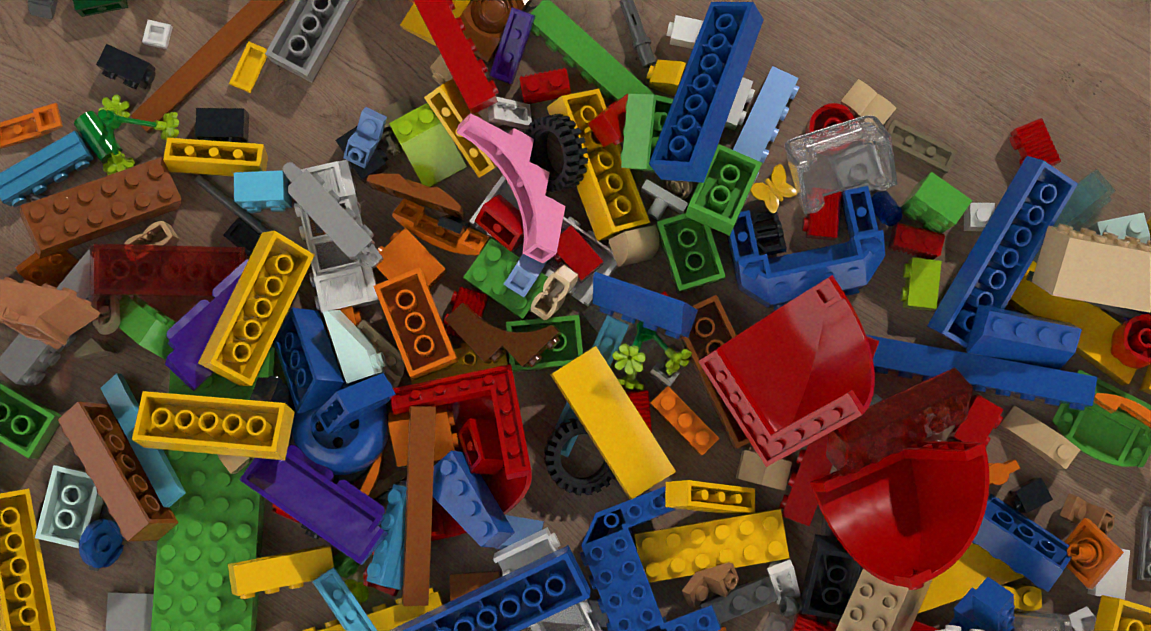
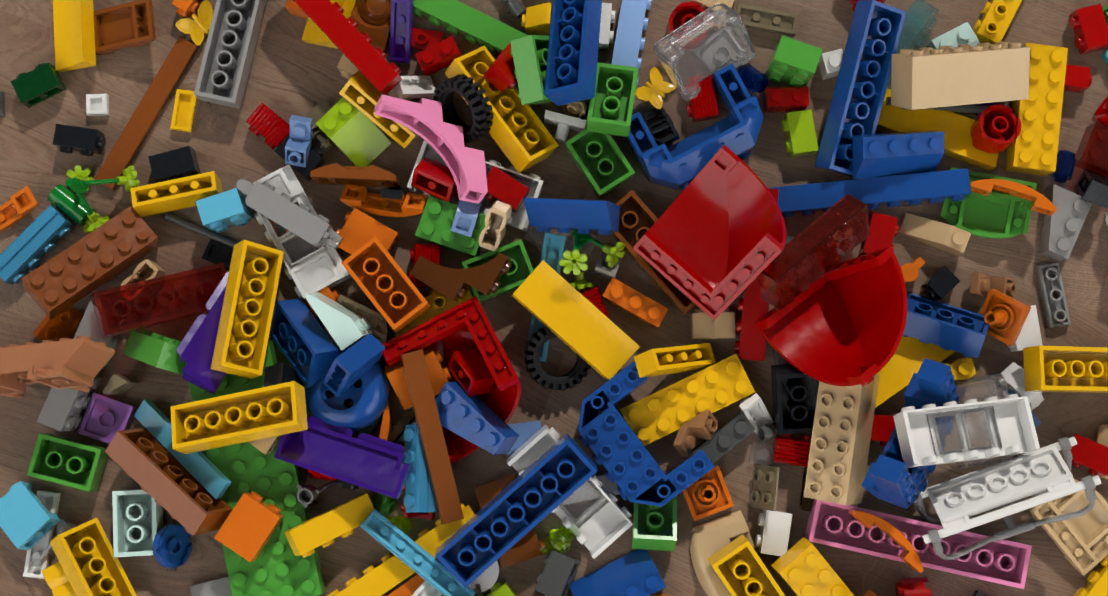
camera: 15 degrees left, 0 degrees up
(69, 382) = (105, 418): none -> medium lavender plate
(109, 314) = (123, 348): dark tan plate -> none
(192, 547) = (249, 526): none -> orange brick
(266, 528) = (308, 493): none -> dark grey plant
(338, 110) = (269, 125): none -> red brick
(536, 62) = (425, 38): none -> red plate
(635, 245) = (552, 168): tan brick -> none

